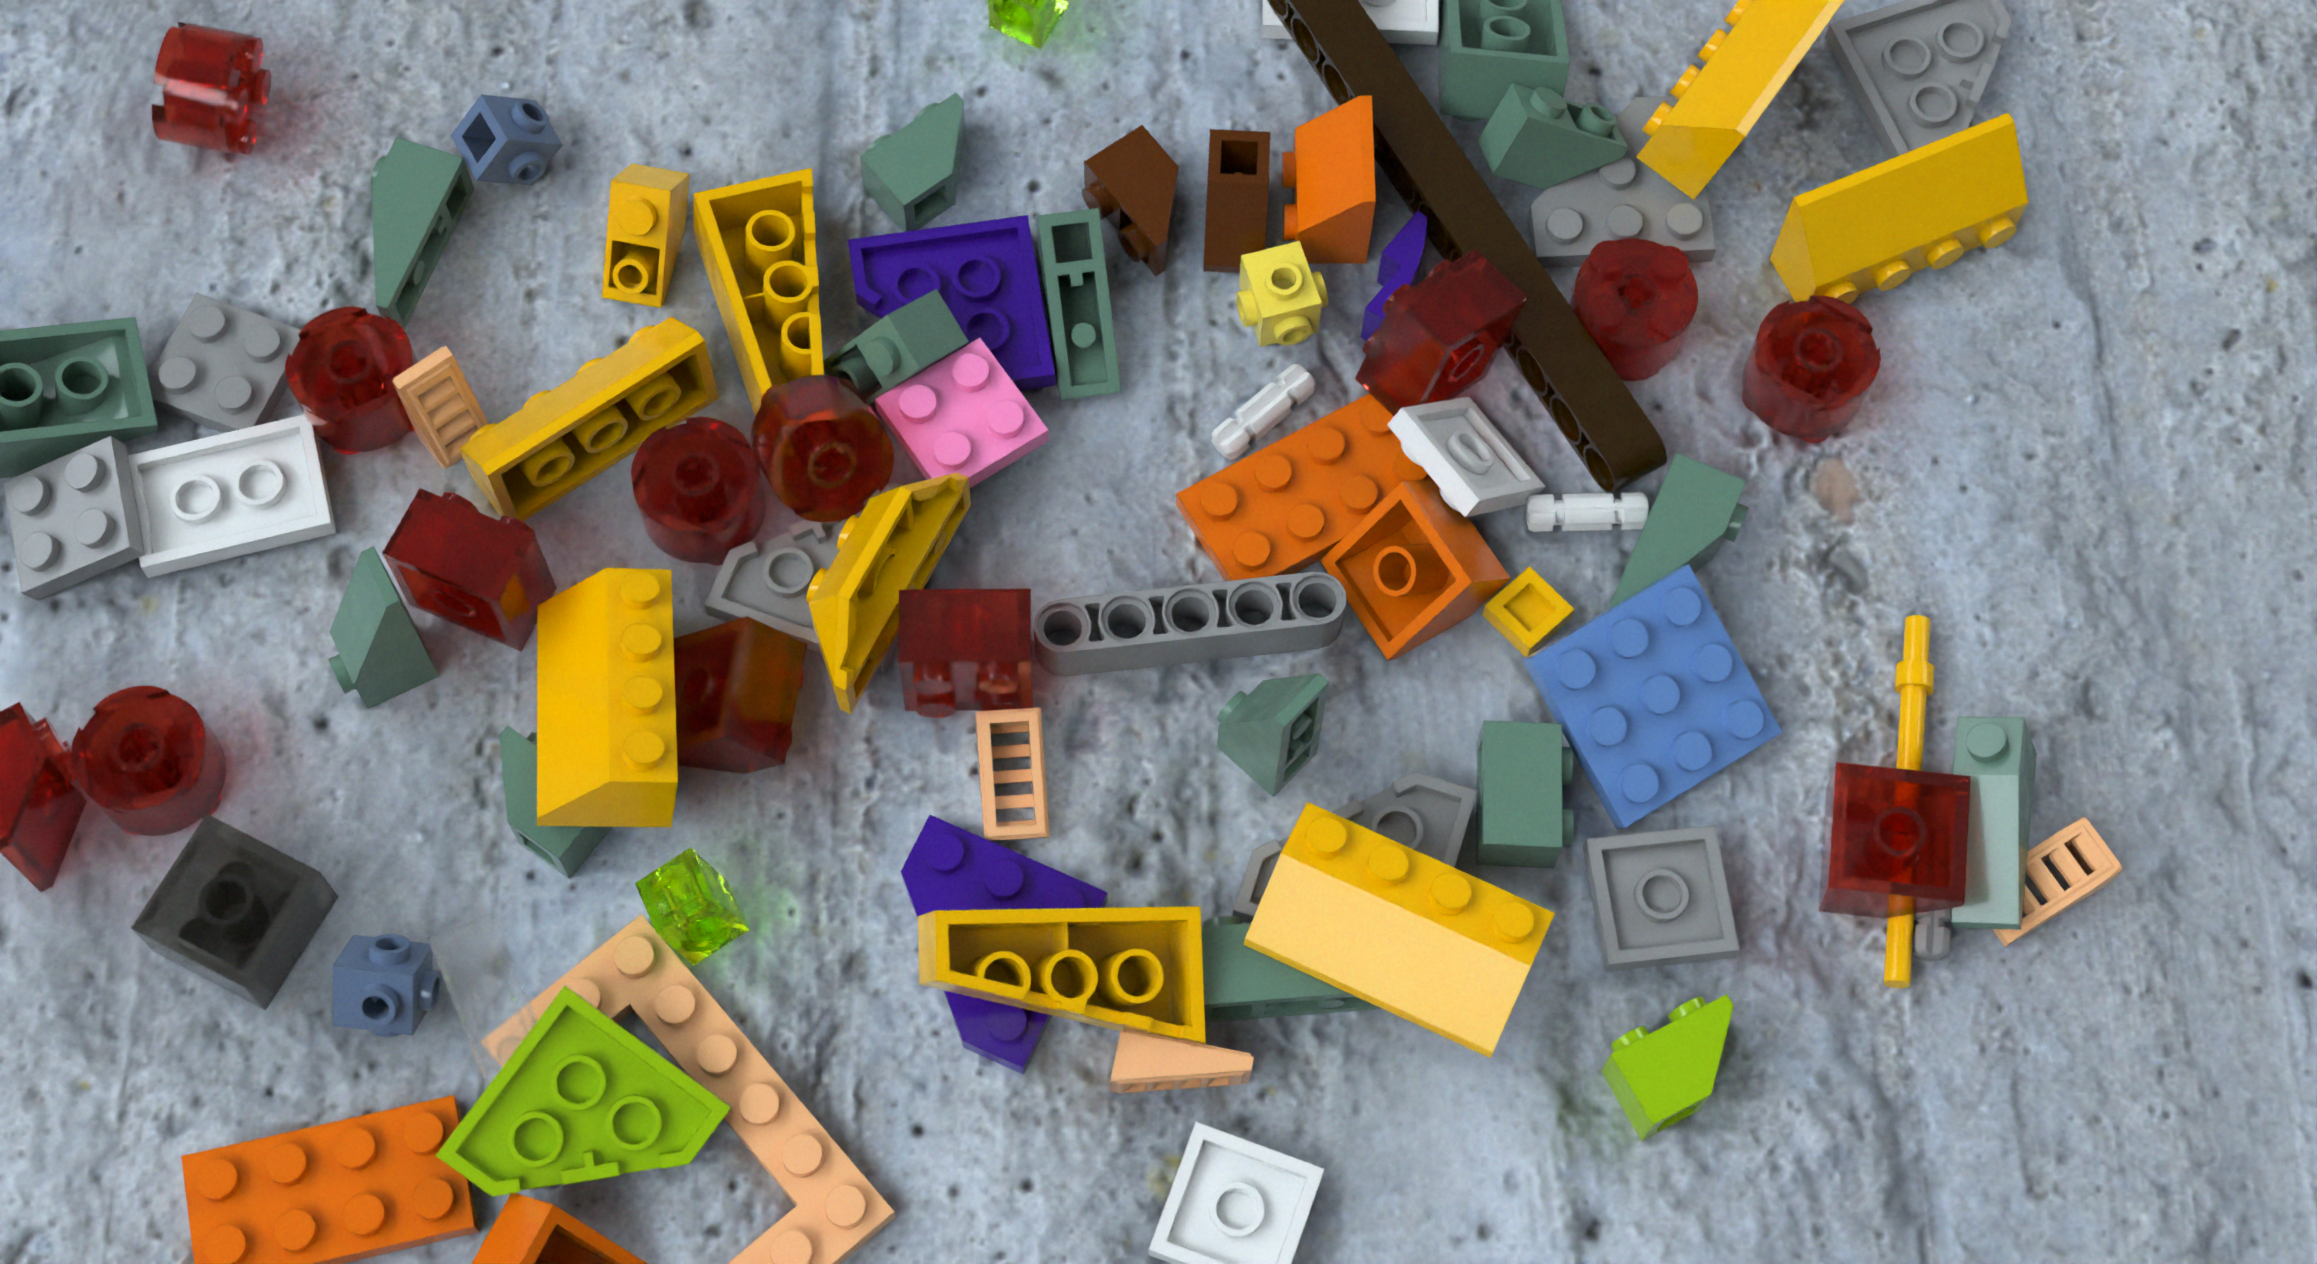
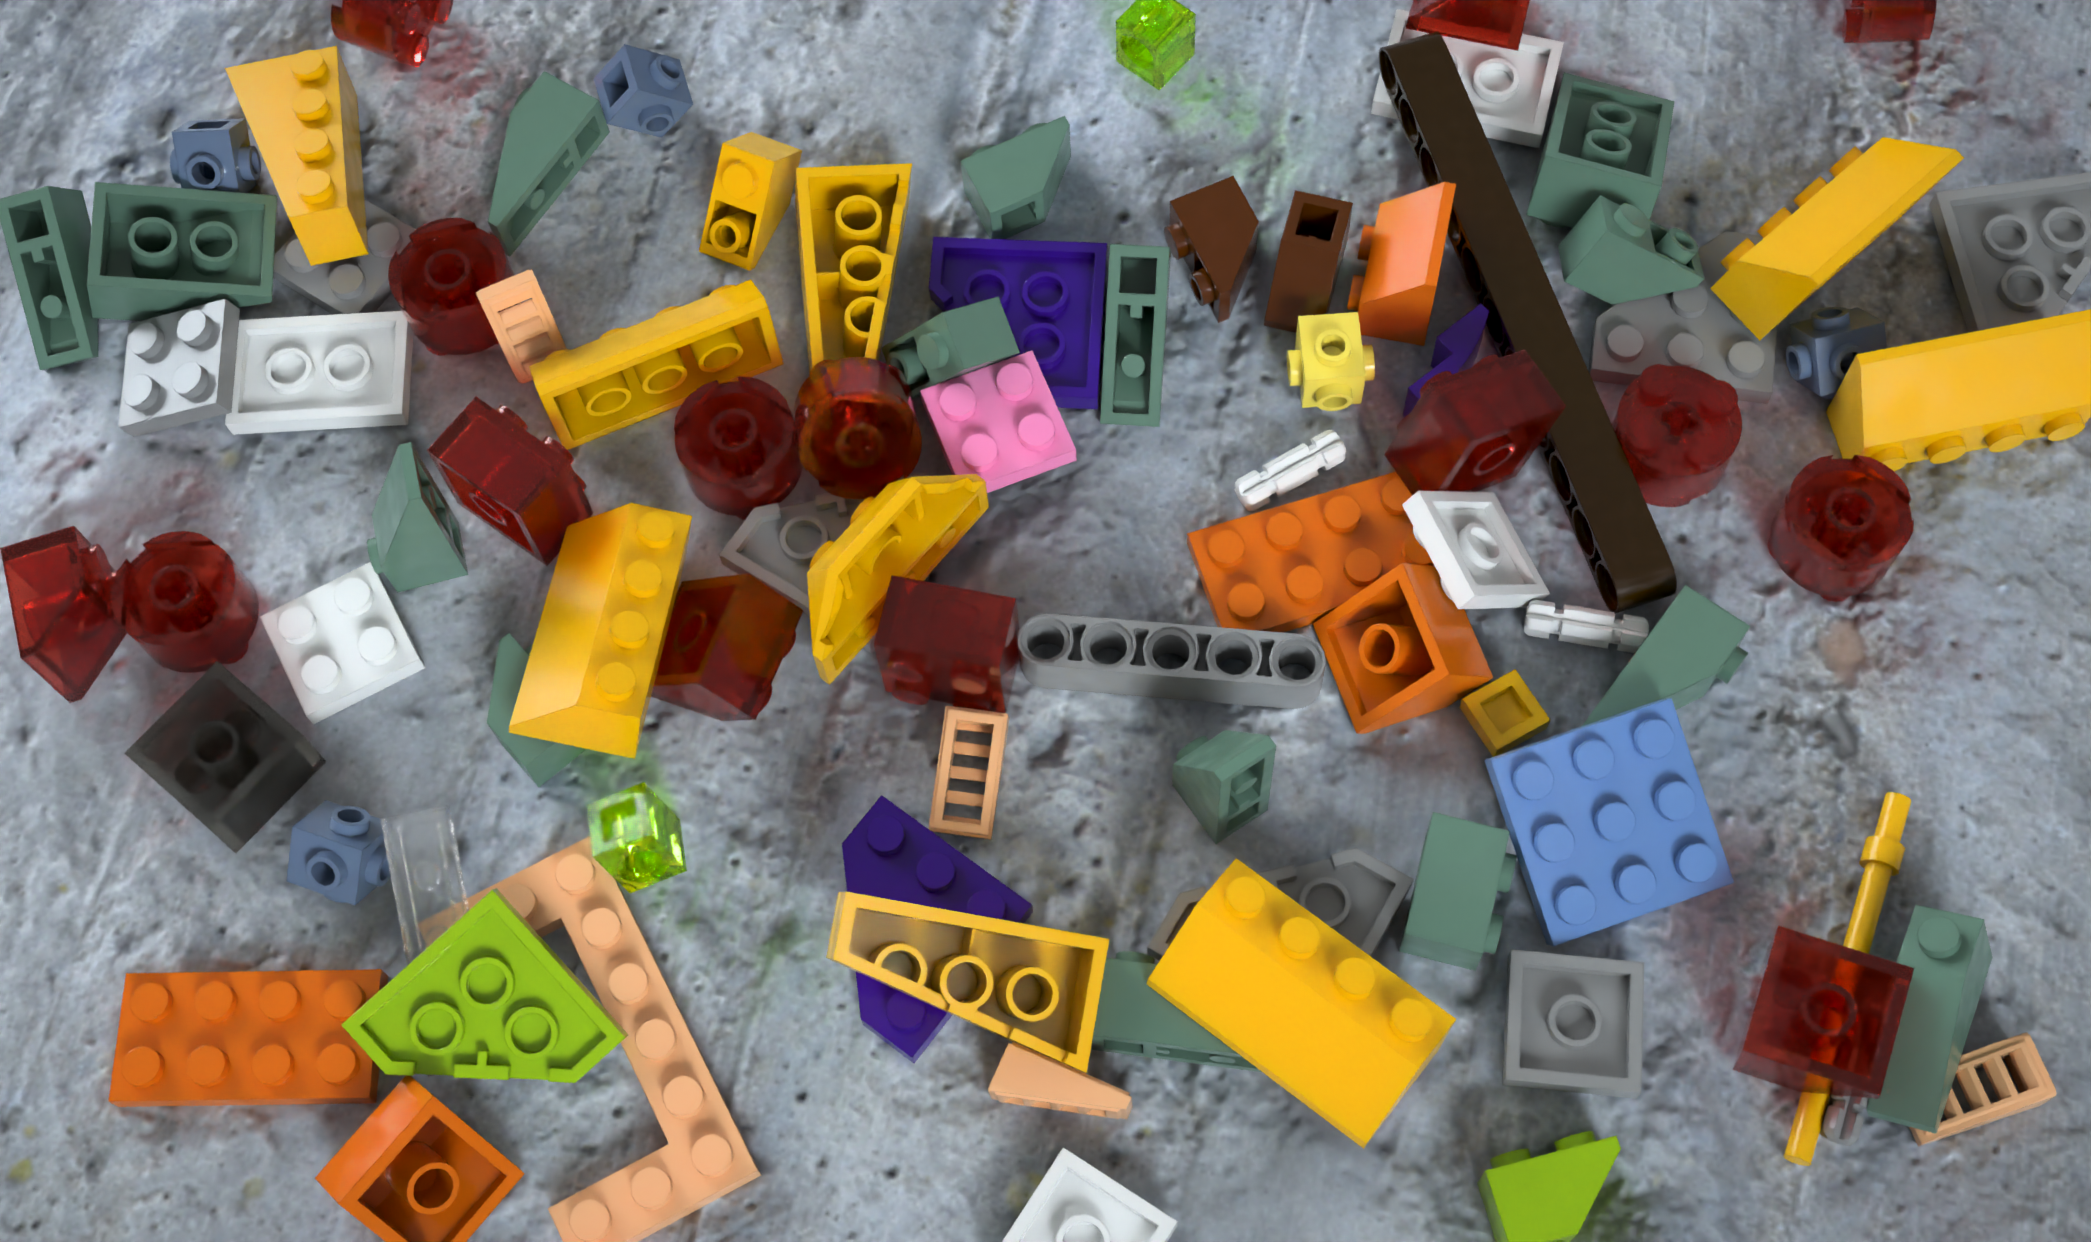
camera: 20 degrees right, 0 degrees up
(56, 287) = (215, 156): none -> sand blue brick
(154, 252) = (310, 141): none -> yellow wedge
(324, 771) = (342, 643): none -> white plate
(1762, 193) = (1828, 344): none -> sand blue brick

